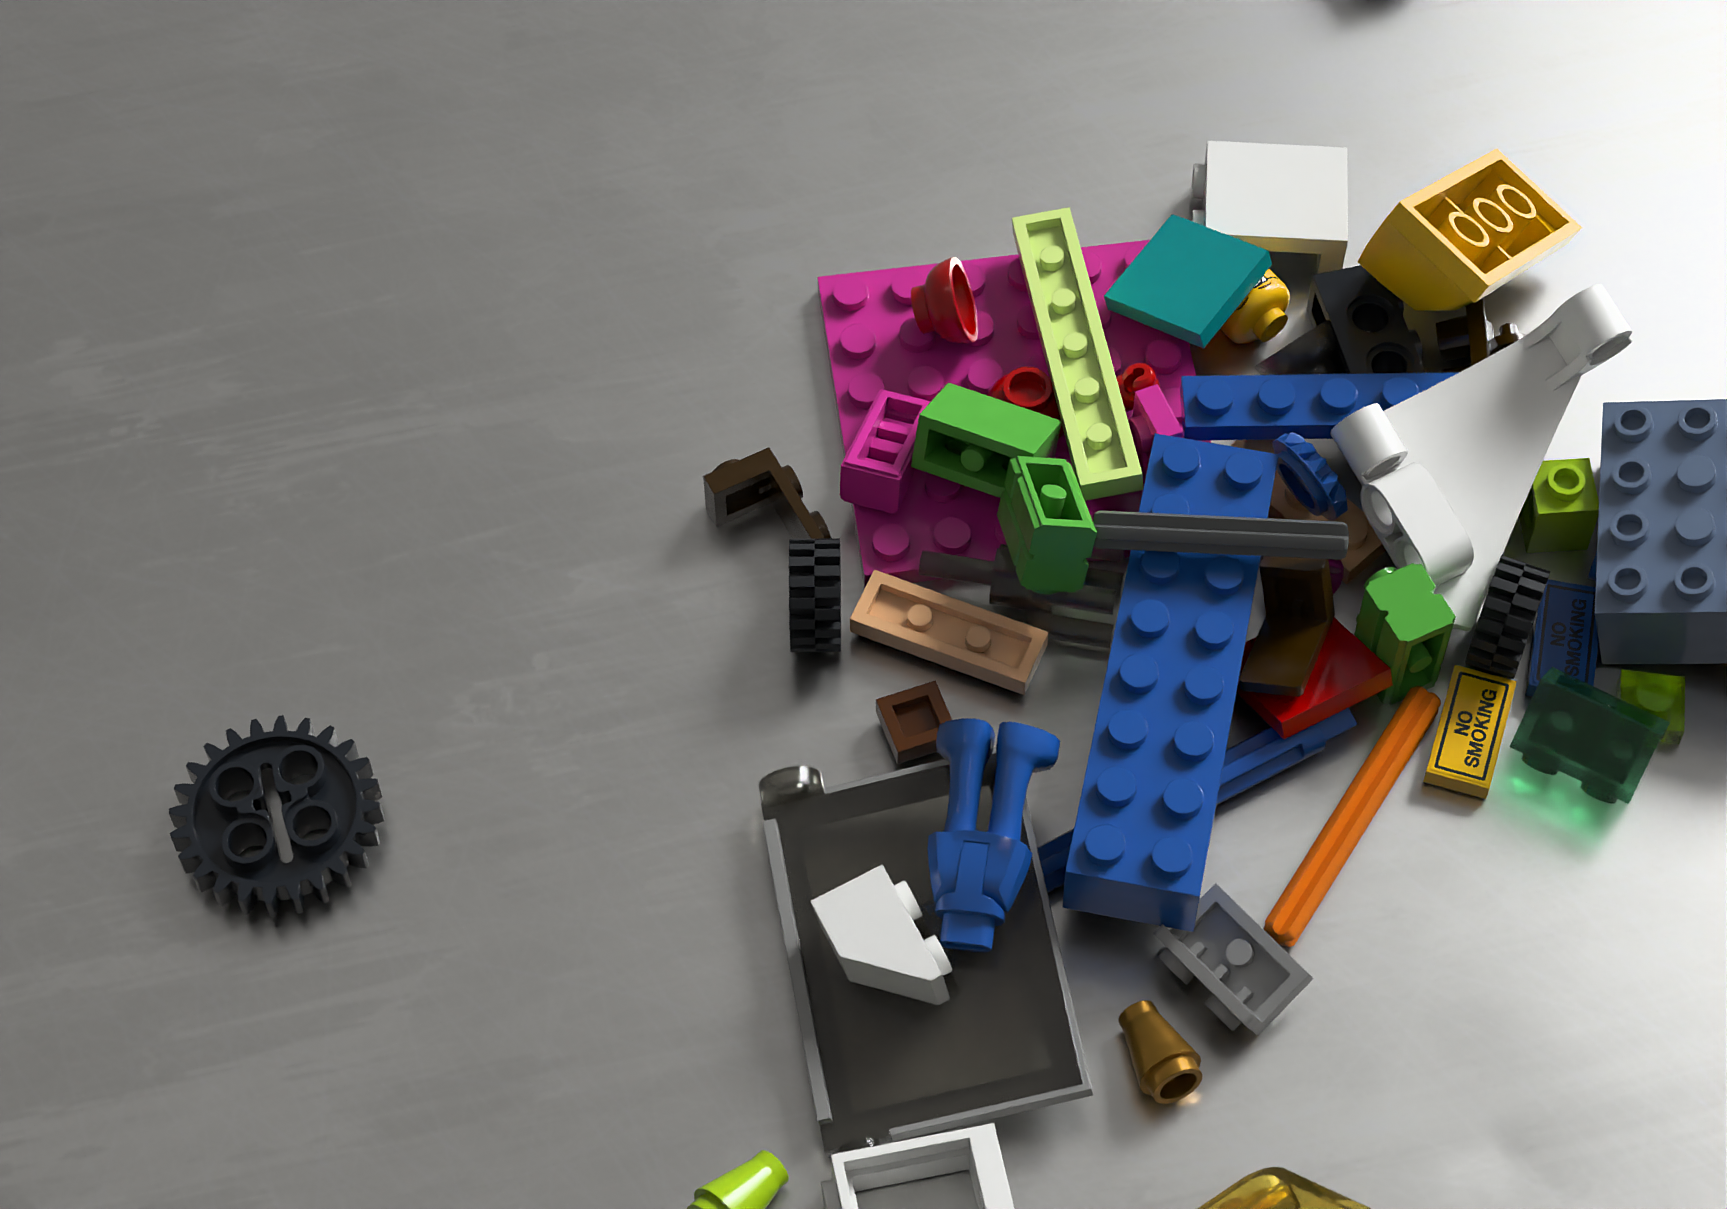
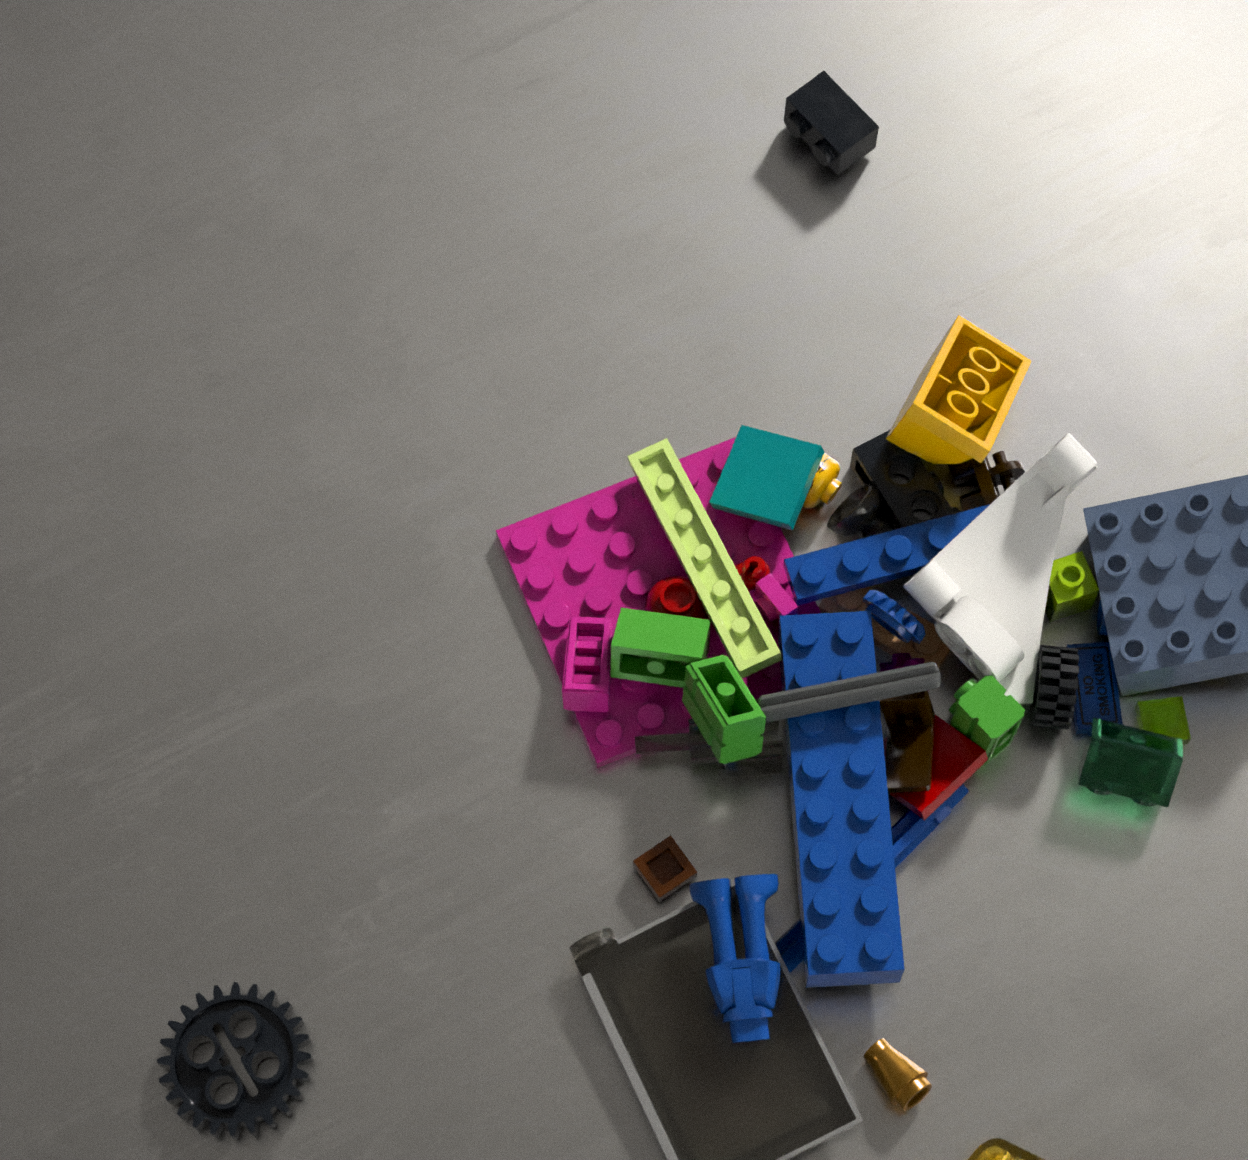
camera: 15 degrees left, 10 degrees up
(754, 482) = (490, 714): dark brown bracket -> none
(815, 595) = (569, 793): black tyre -> none
(877, 939) = (688, 1050): white slope -> none
(946, 303) = (599, 539): red piece -> none
(949, 632) = (668, 792): light nougat plate -> none
(1235, 961) = (931, 996): light grey bracket -> none
(1276, 197) = (808, 389): white panel -> none
(1351, 816) = (982, 860): orange axle -> none
(1470, 731) = (1045, 774): yellow tile -> none

